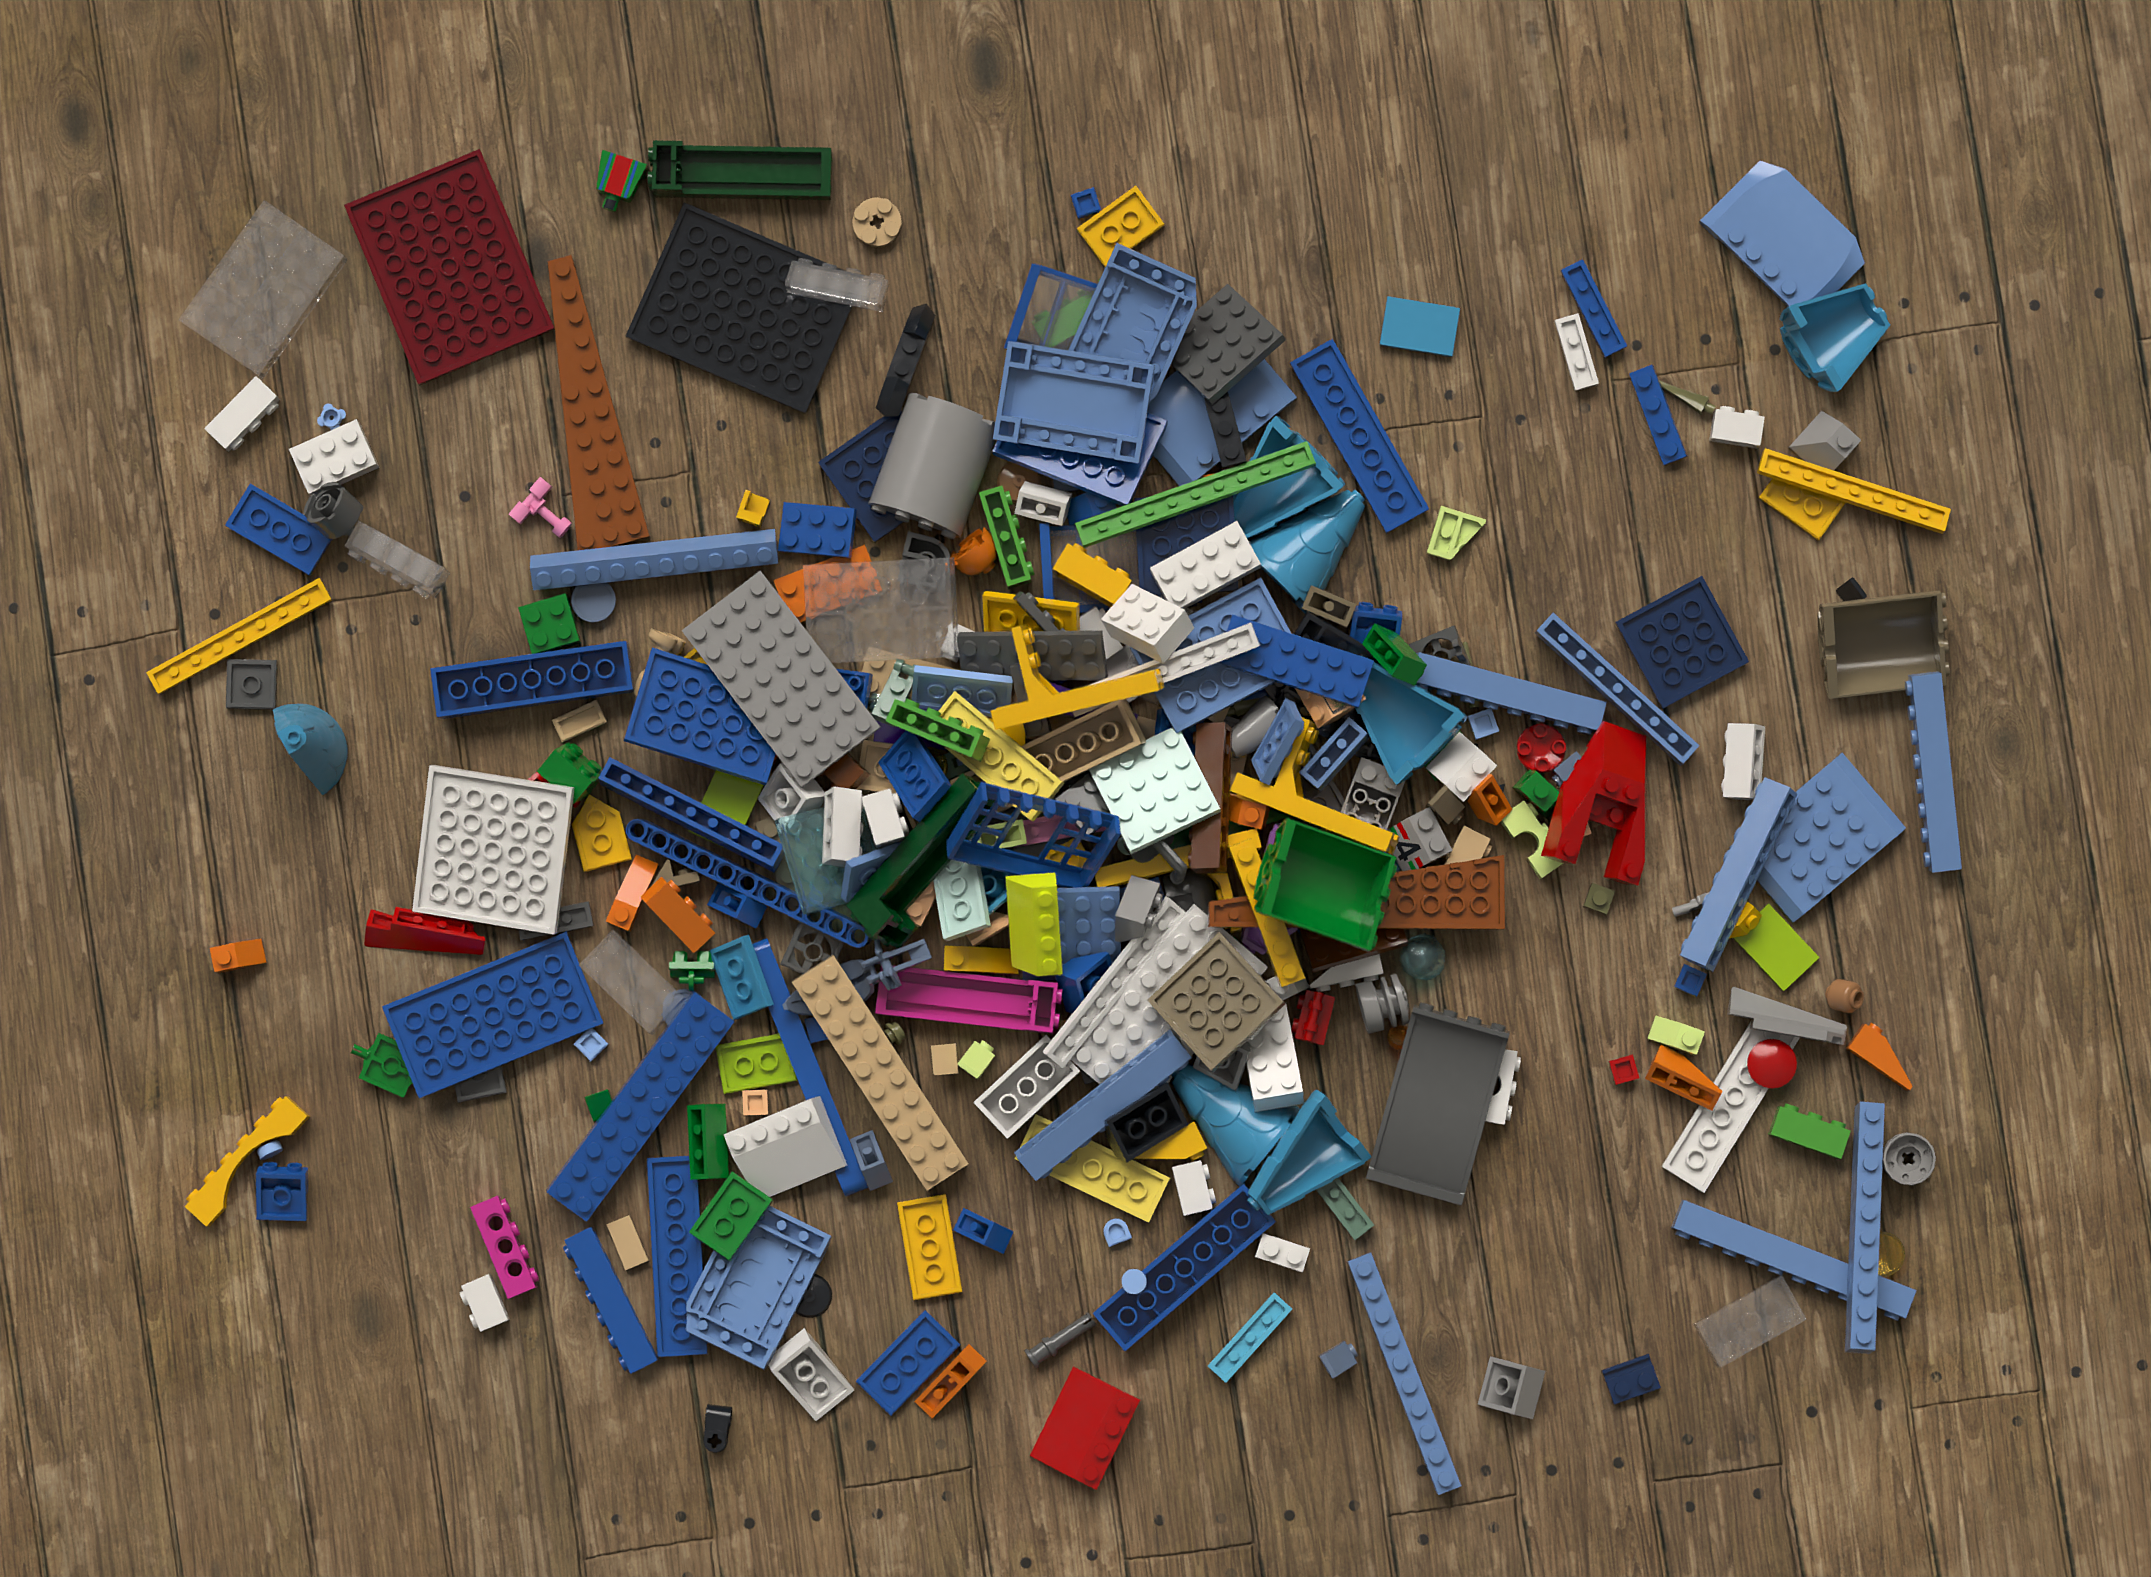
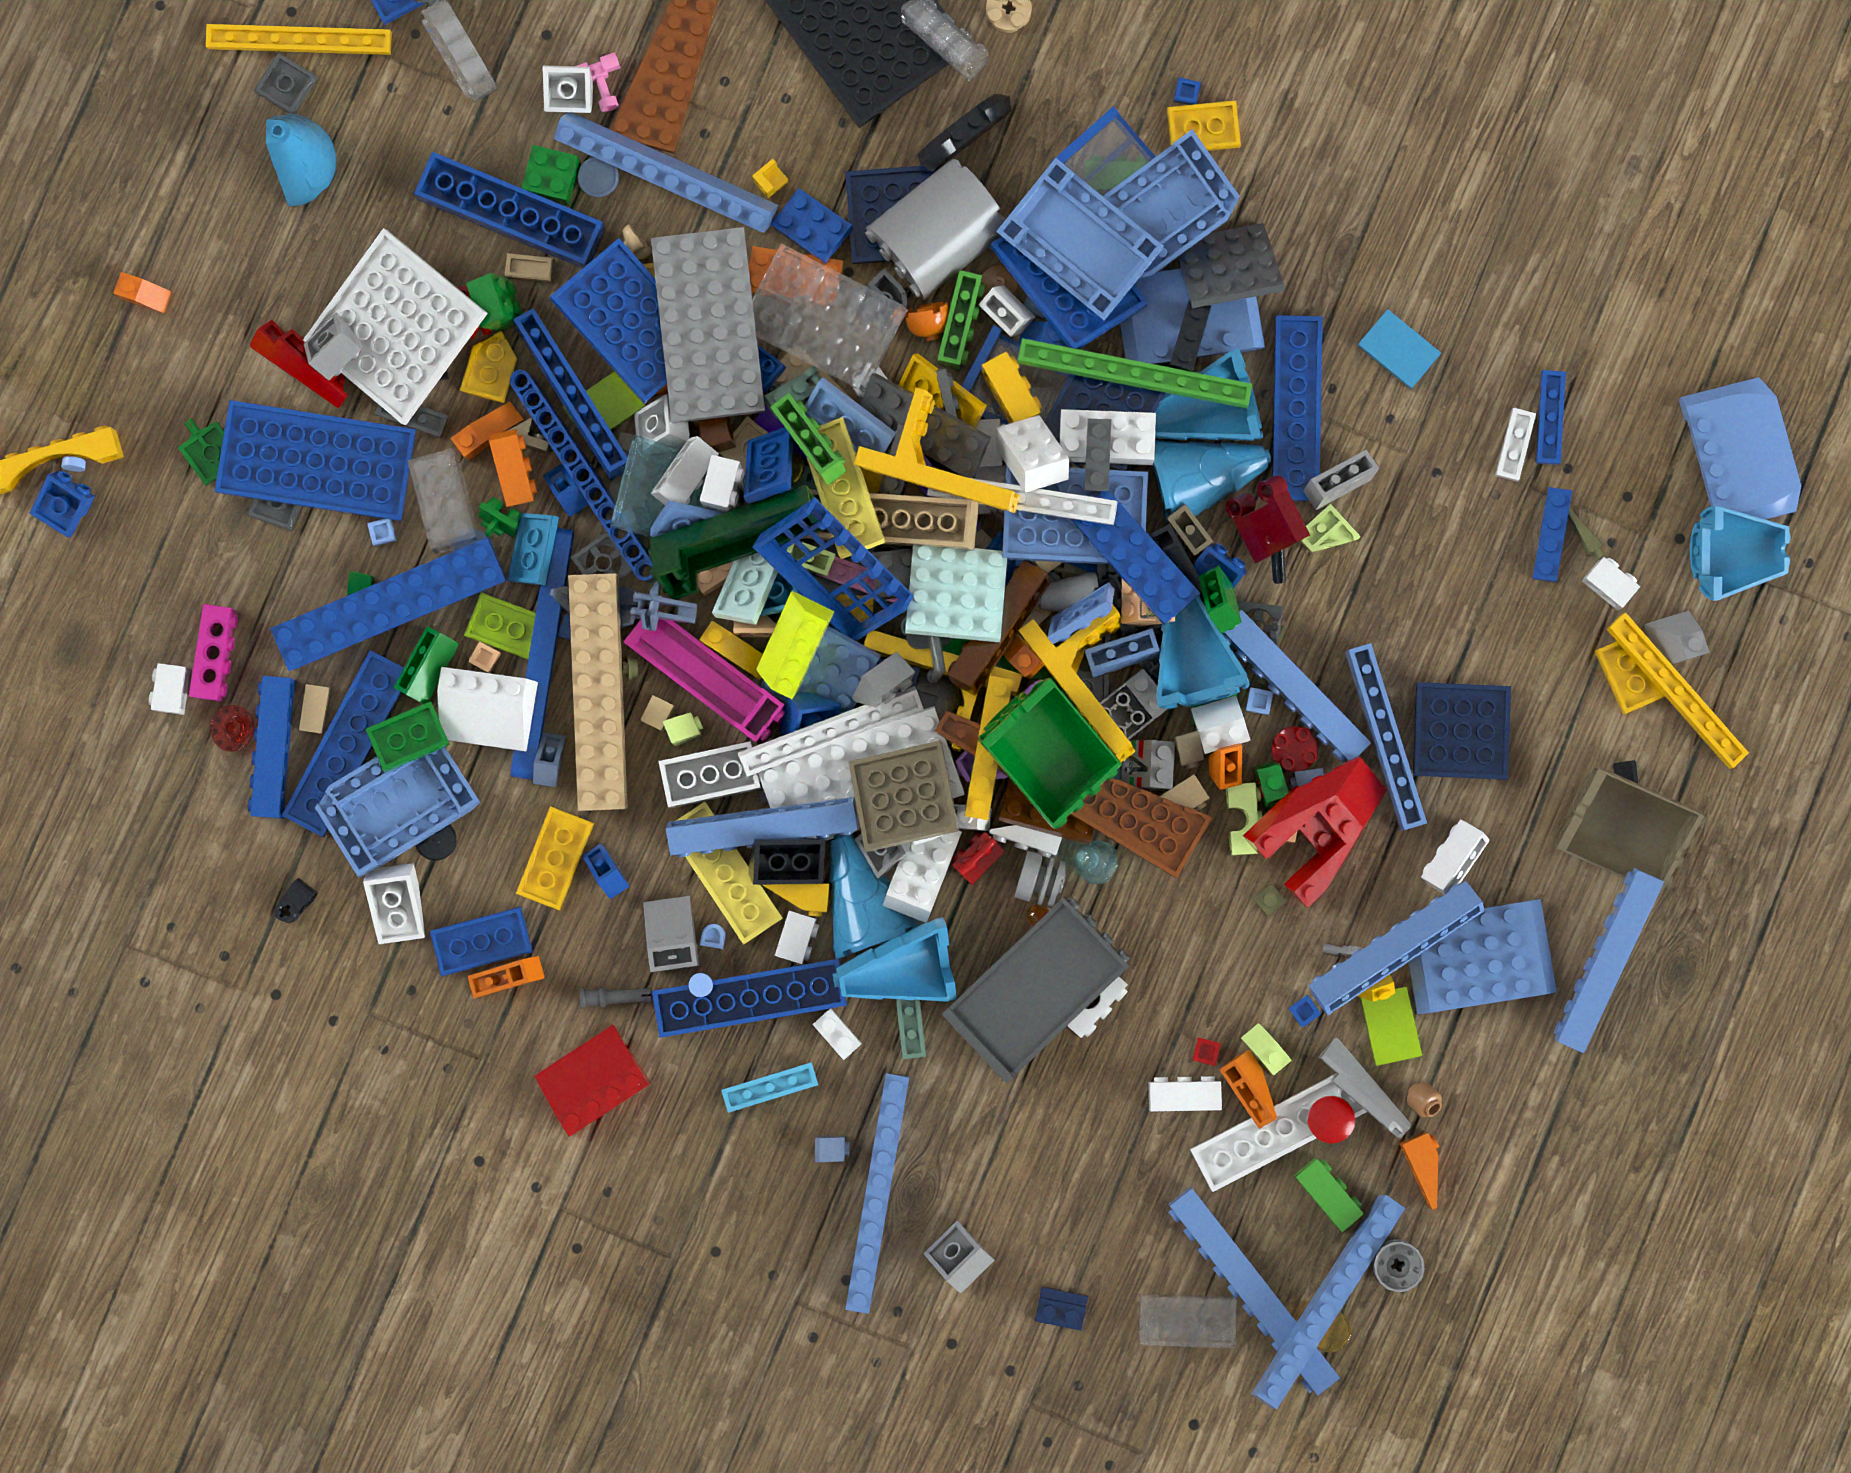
camera: 35 degrees right, 0 degrees up
(446, 902) = (332, 347): none -> light grey slope
(519, 538) = (567, 89): none -> white slope
(553, 1304) = (223, 728): none -> clear red dish
(1077, 1252) = (670, 934): none -> light grey slope
(1207, 590) = (1097, 454): none -> dark grey plate
(1400, 561) = (1269, 527): none -> dark red piece
(1438, 479) = (1340, 479): none -> light grey brick
(1627, 1119) = (1185, 1094): none -> white brick

